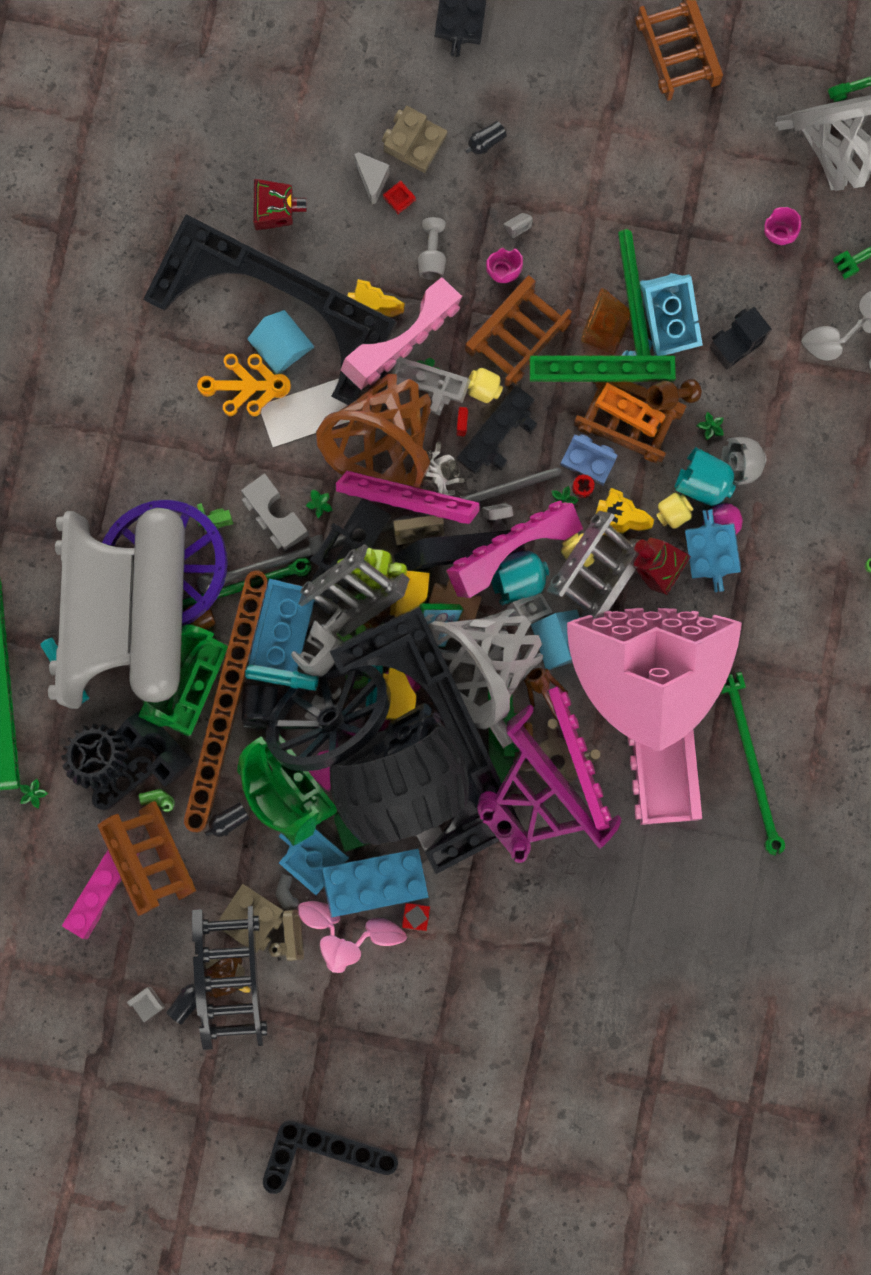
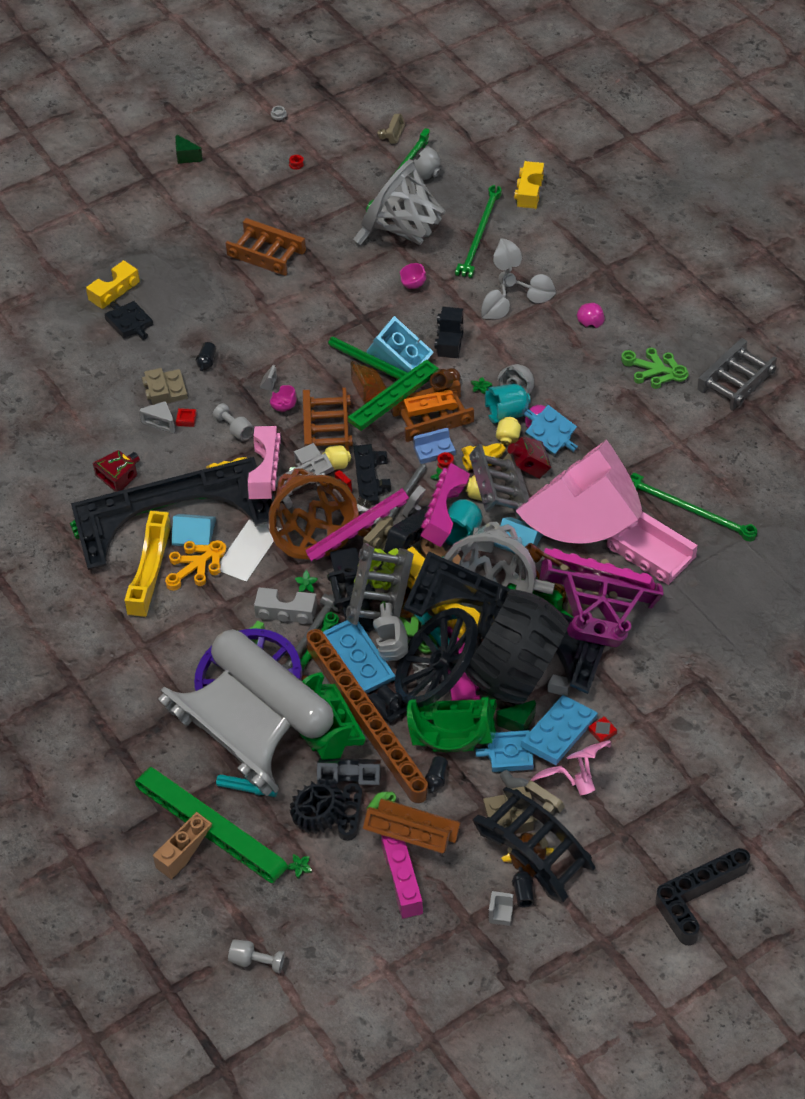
camera: 40 degrees left, 30 degrees down
(168, 370) = (142, 587): none -> yellow arch
(294, 679) = (393, 666): teal axle -> none
(457, 359) = (306, 454): none -> light grey panel

